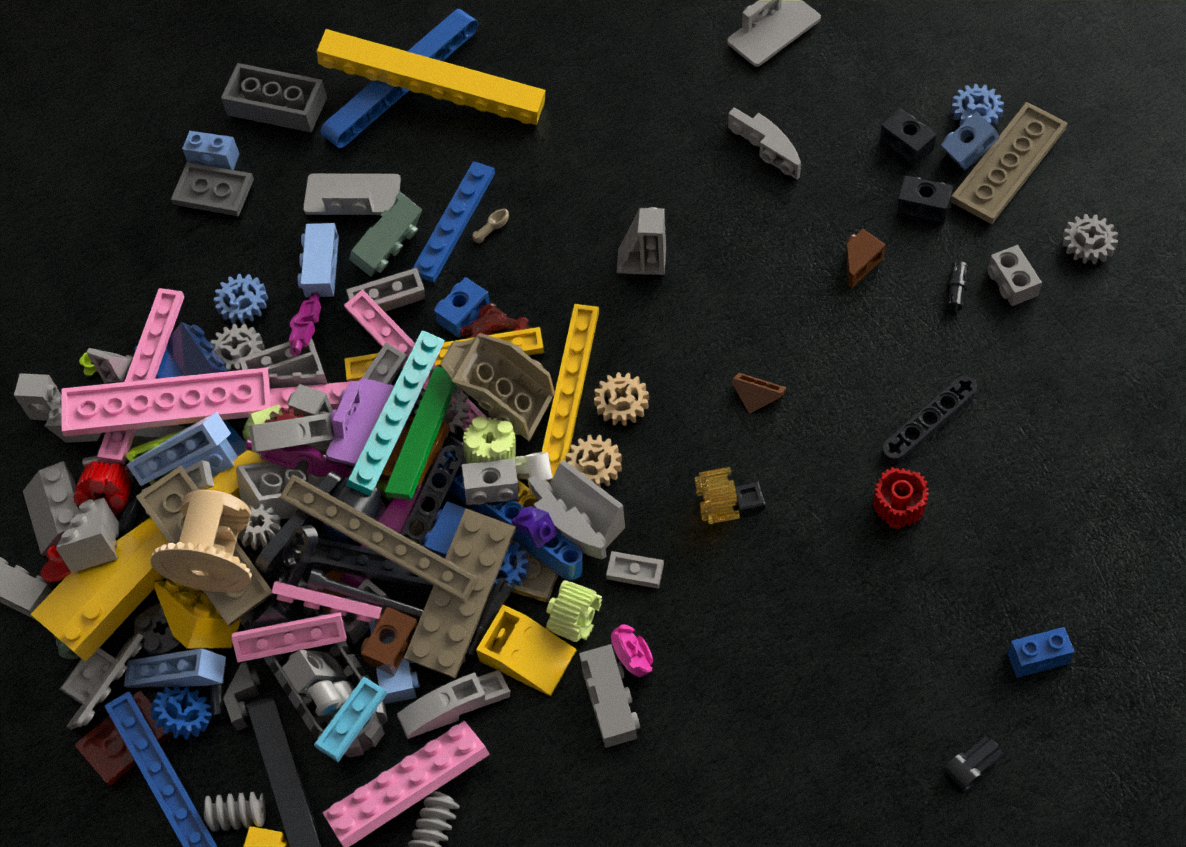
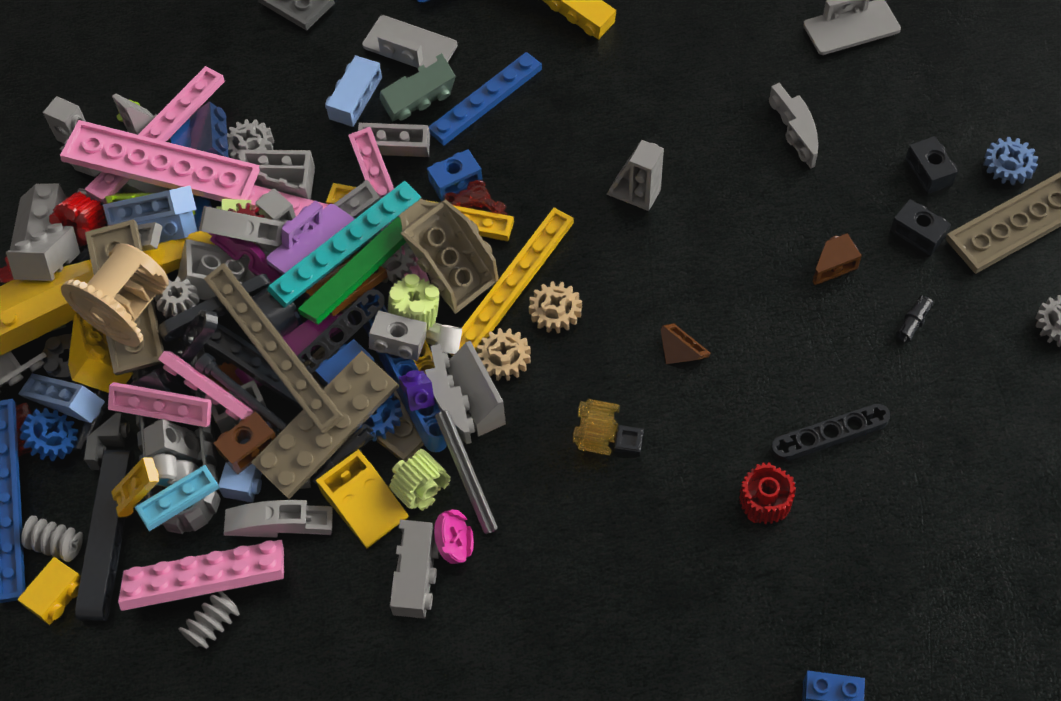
camera: 20 degrees right, 0 degrees up
(240, 298) = (272, 100): medium blue gear -> none
(303, 324) = (308, 140): magenta piece -> none
(304, 725) = (135, 486): none -> yellow plate
(495, 221) = (521, 110): dark tan piece -> none
(616, 584) = (466, 471): none -> dark grey axle
(635, 569) = (495, 465): light grey plate -> none
(967, 153) = (1000, 191): medium blue brick -> none
(1018, 273) = (979, 329): light grey brick -> none

